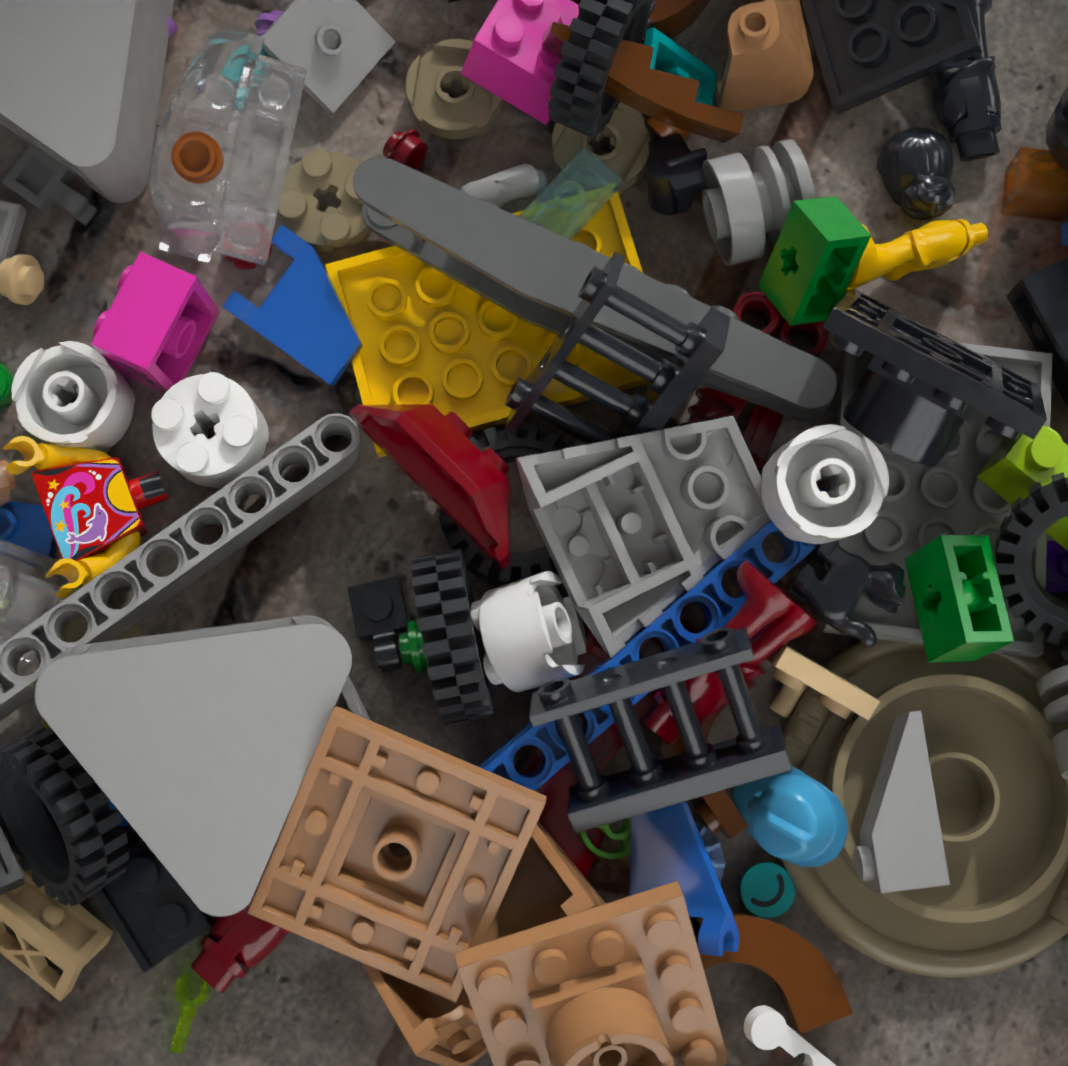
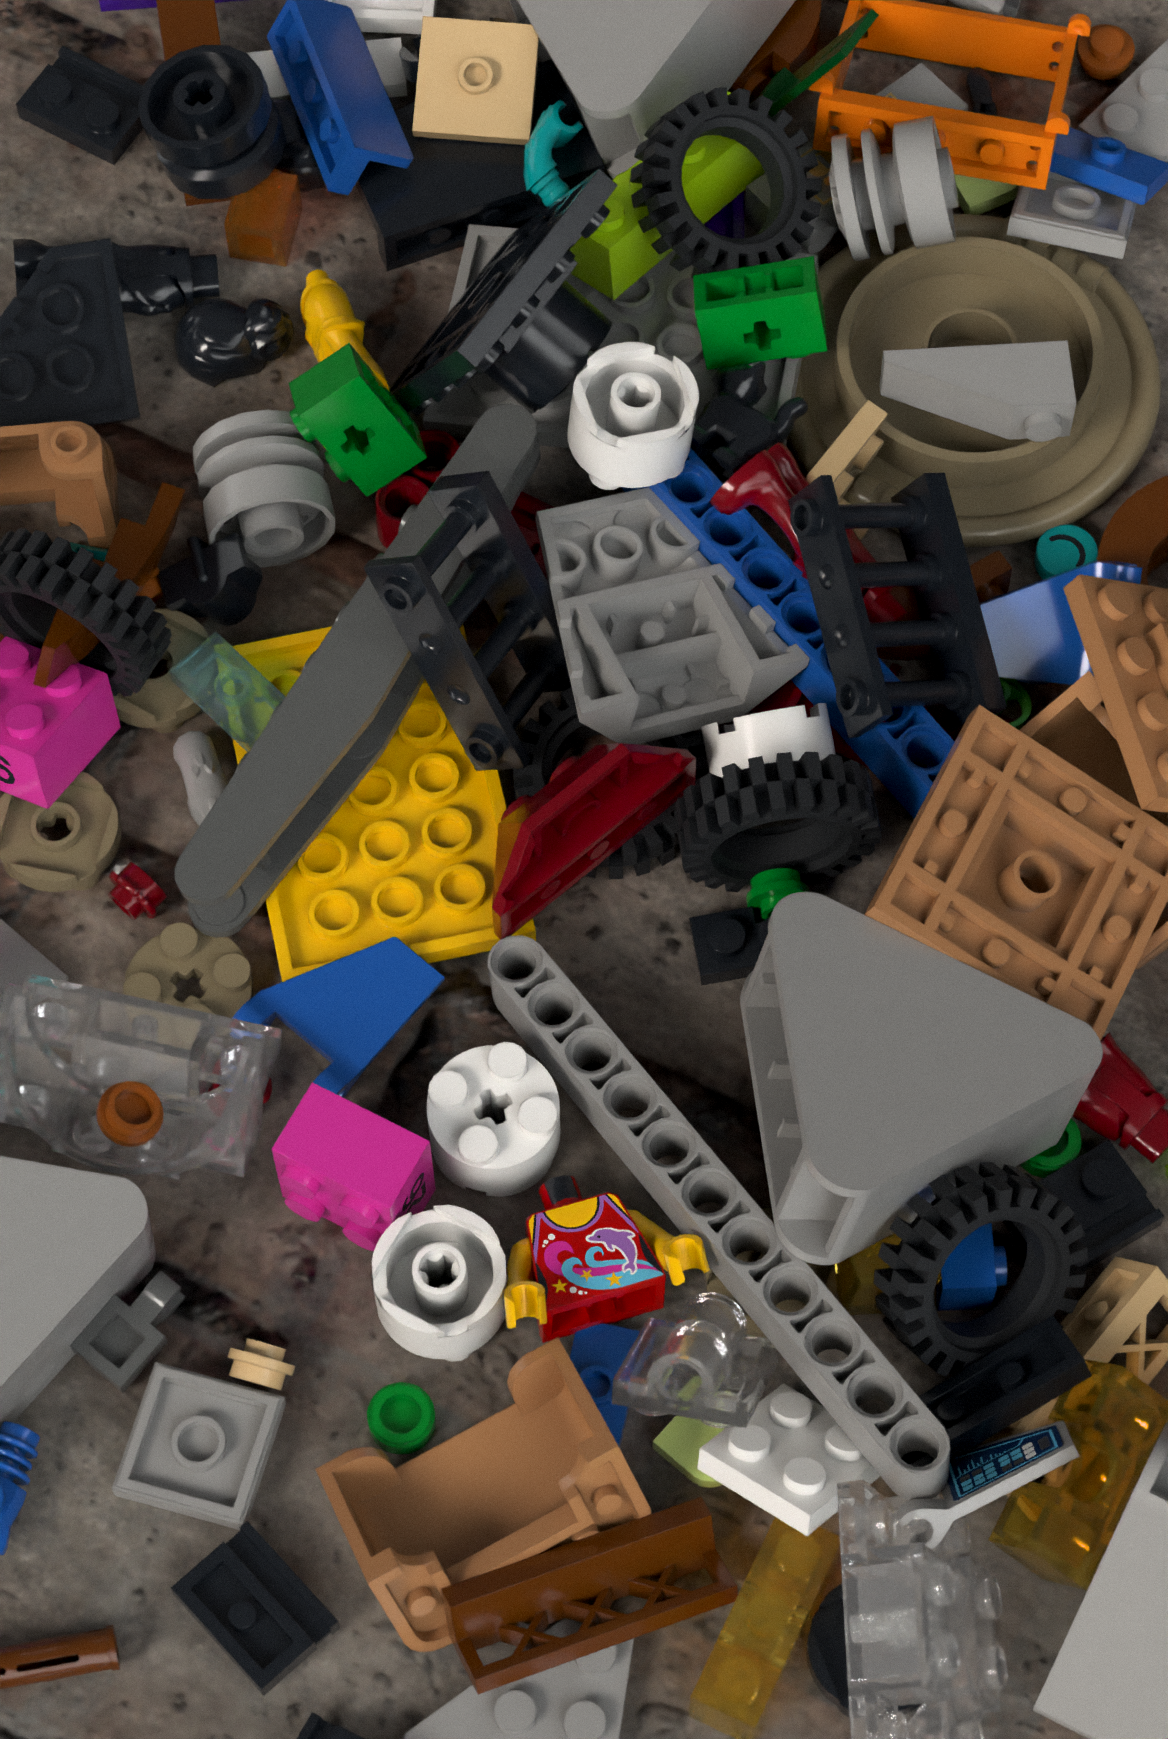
camera: 90 degrees left, 15 degrees down
(793, 817) = (995, 502): dark azure piece -> none

